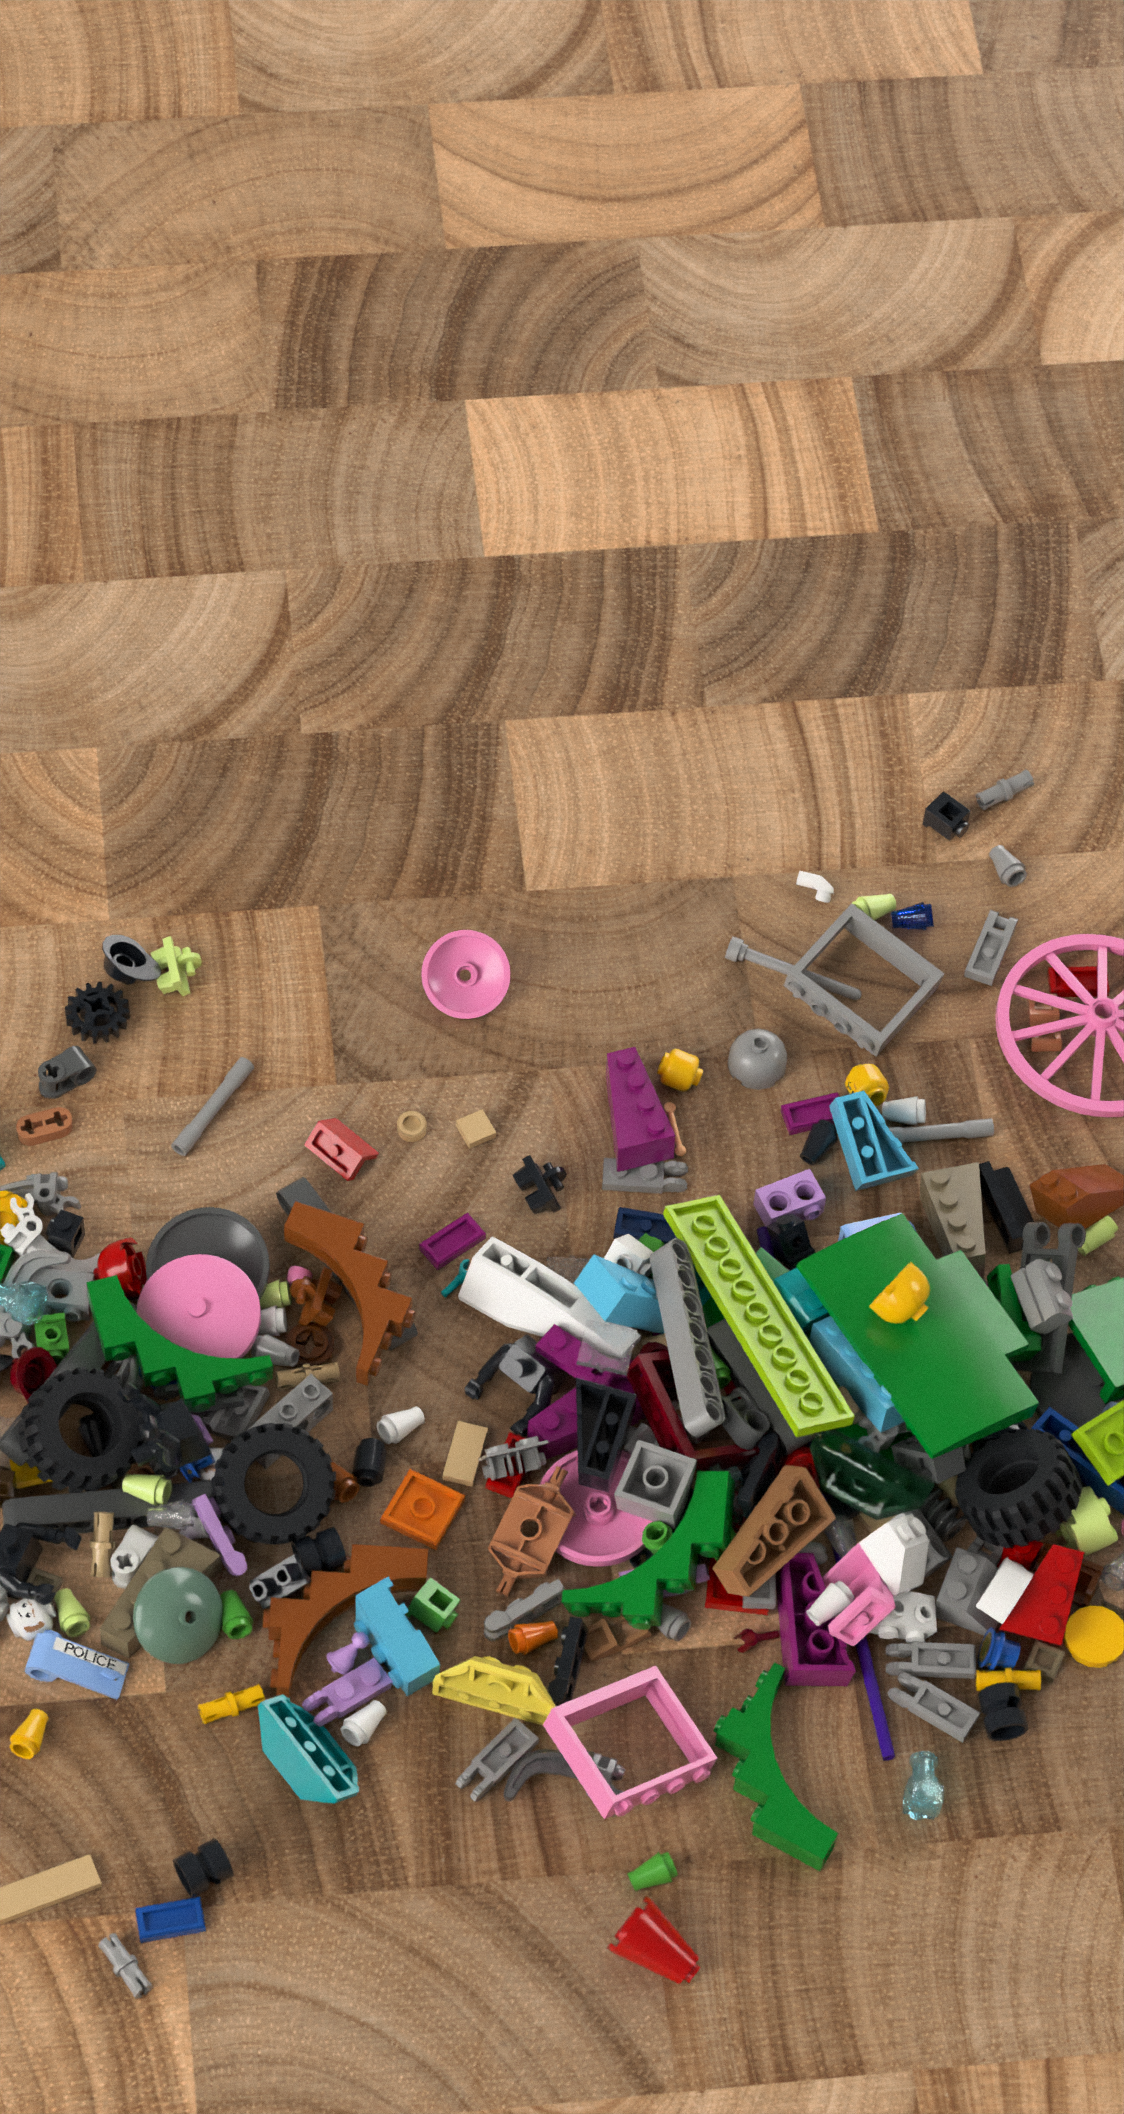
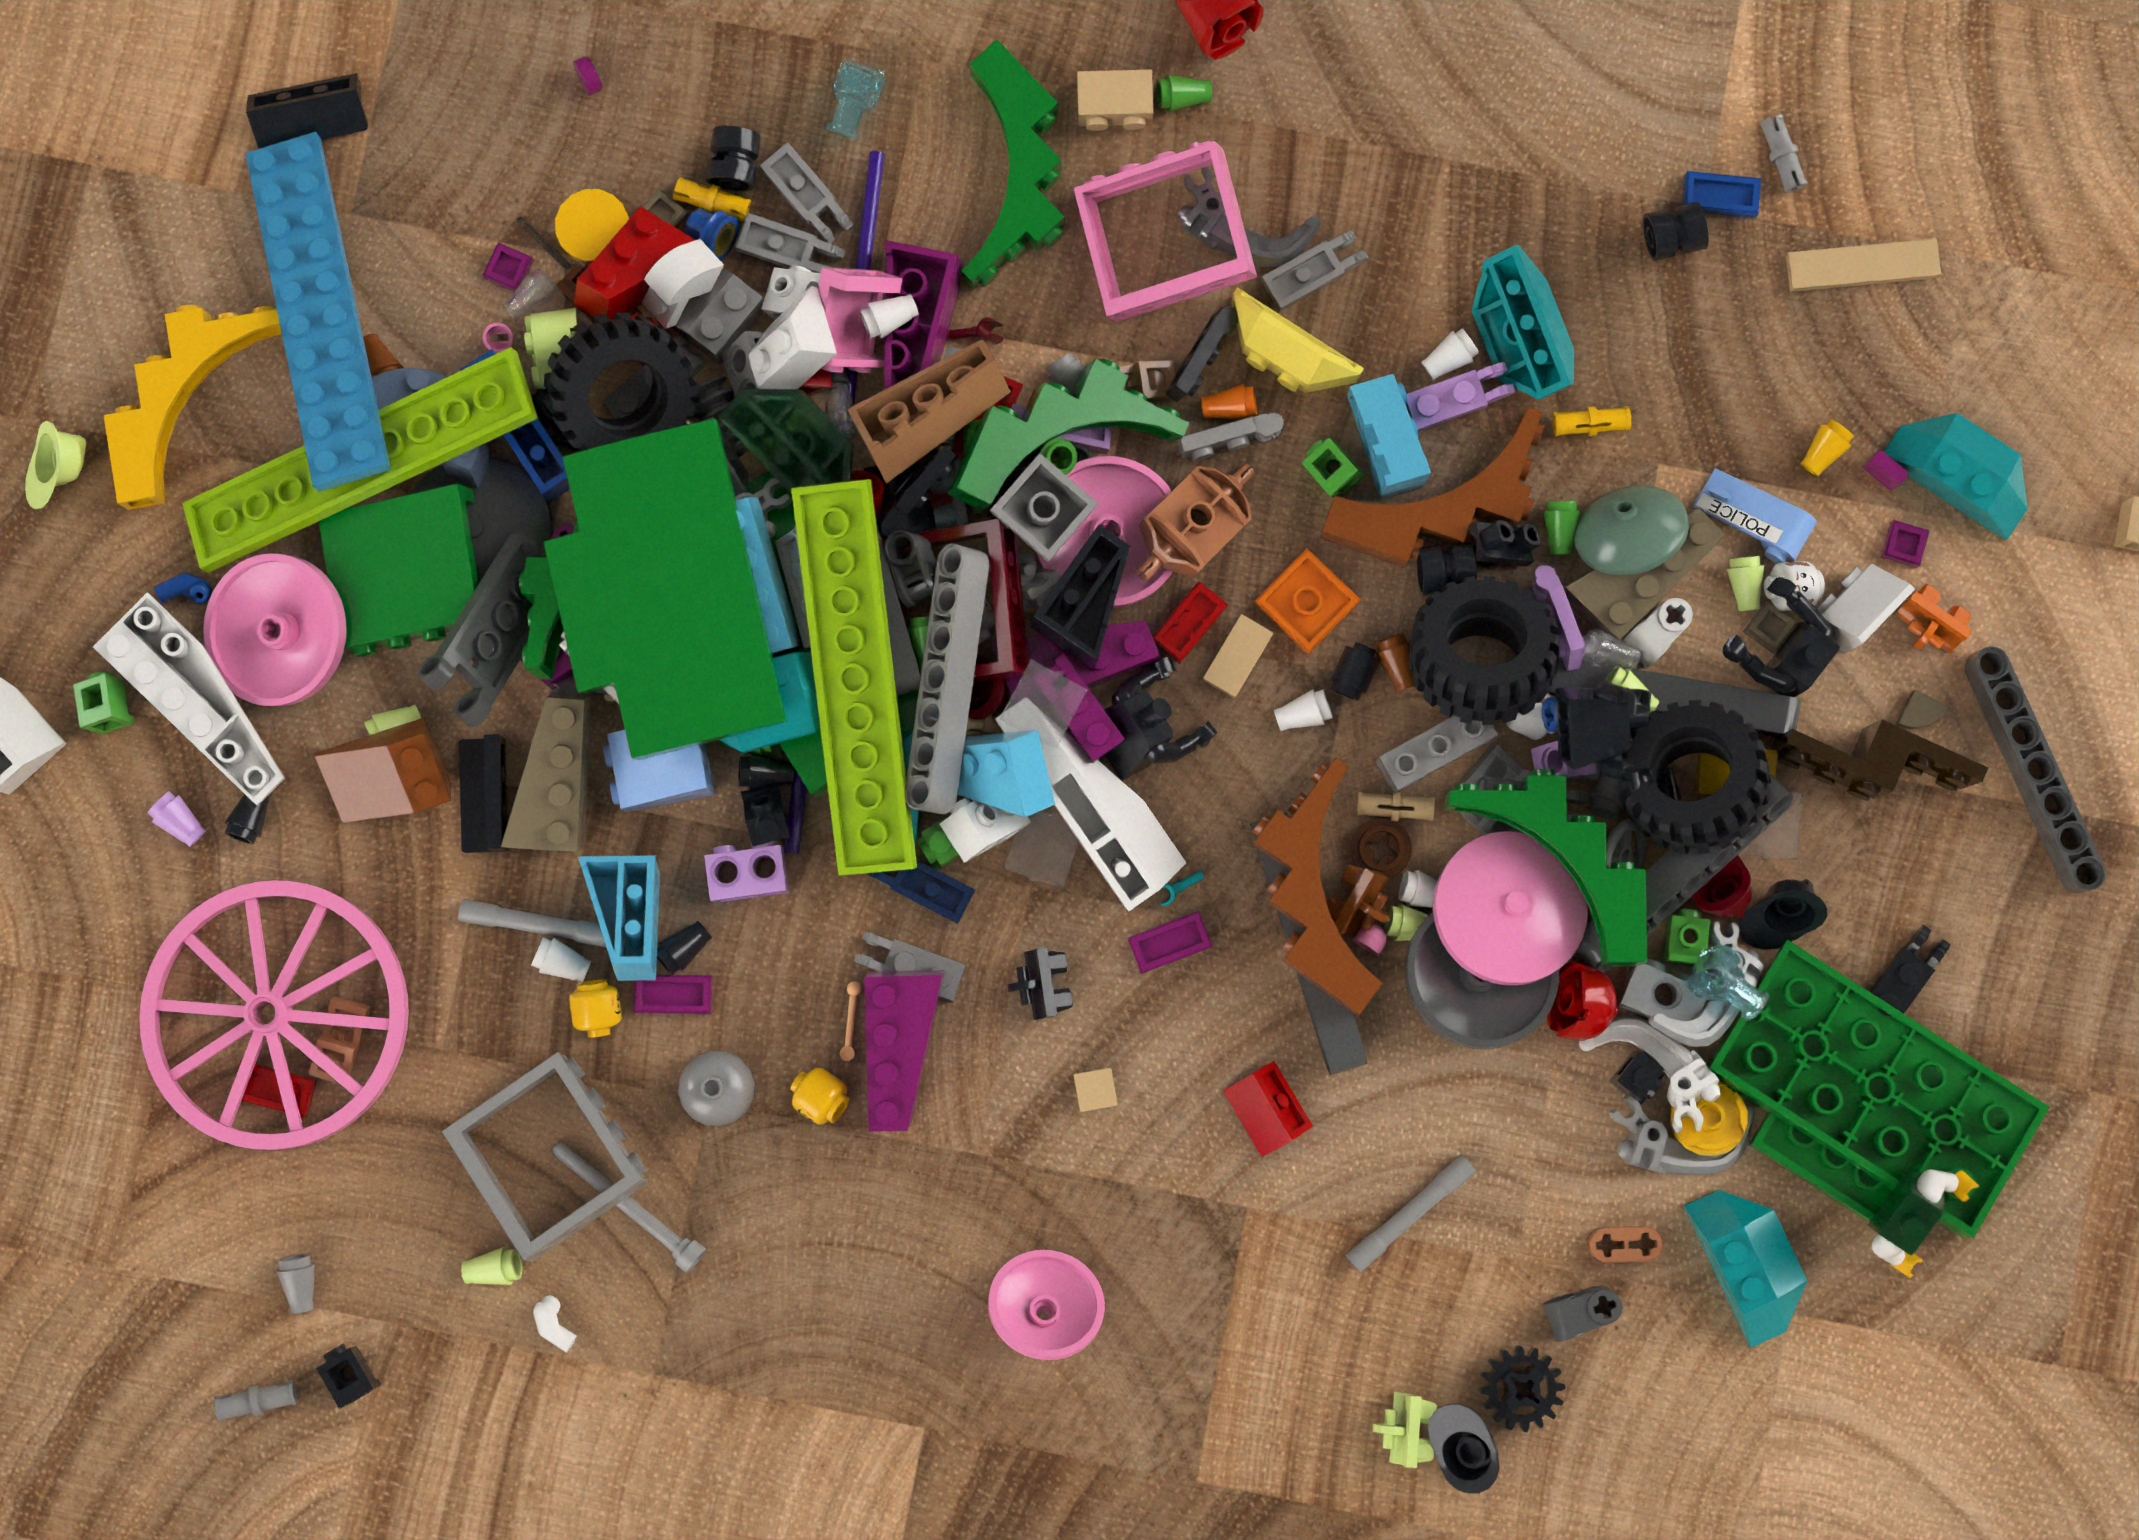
camera: 160 degrees left, 25 degrees up
(102, 1544) = (1694, 649): tan pin -> none
(279, 1352) = (1427, 844): light grey cone -> none
(343, 1658) = (1454, 436): lavender piece -> none
(411, 1126) = (1172, 1117): tan tile -> none
(529, 1454) = (1191, 614): light grey hinge -> none
(708, 1849) = (1115, 99): none -> tan brick
(851, 1403) = (783, 539): dark tan tile -> none
(903, 1296) = (681, 618): yellow cylinder -> none
(913, 917) = (446, 1238): clear blue cone -> none
(990, 948) = (365, 1166): light grey plate -> none
(1042, 1296) = (500, 609): light grey brick -> none

